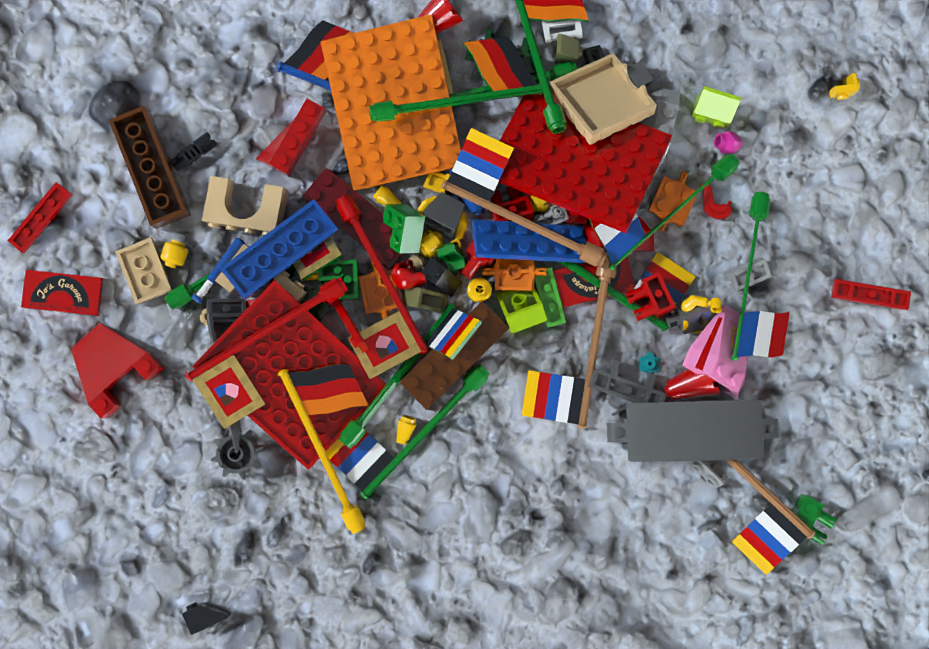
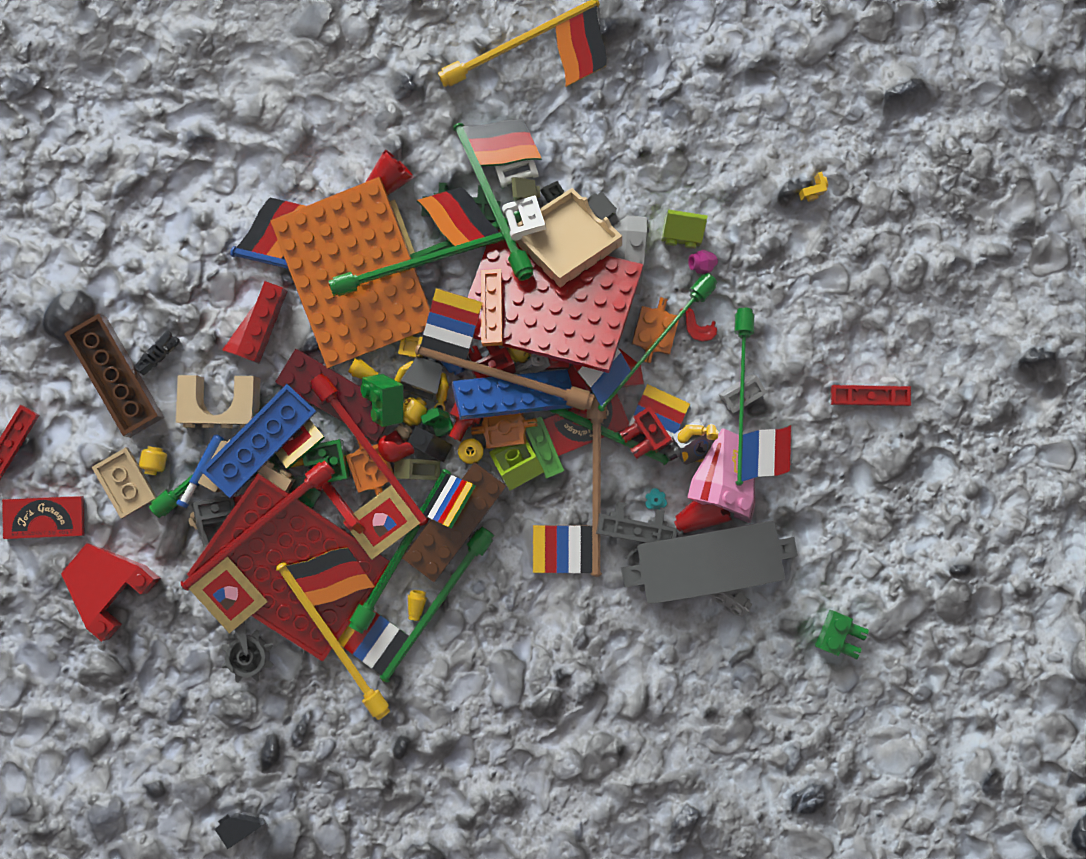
camera: 10 degrees left, 0 degrees up
(521, 154) = (491, 308): none -> plate
(570, 71) = (530, 215): none -> white plate
(773, 531) = (805, 653): flag -> none

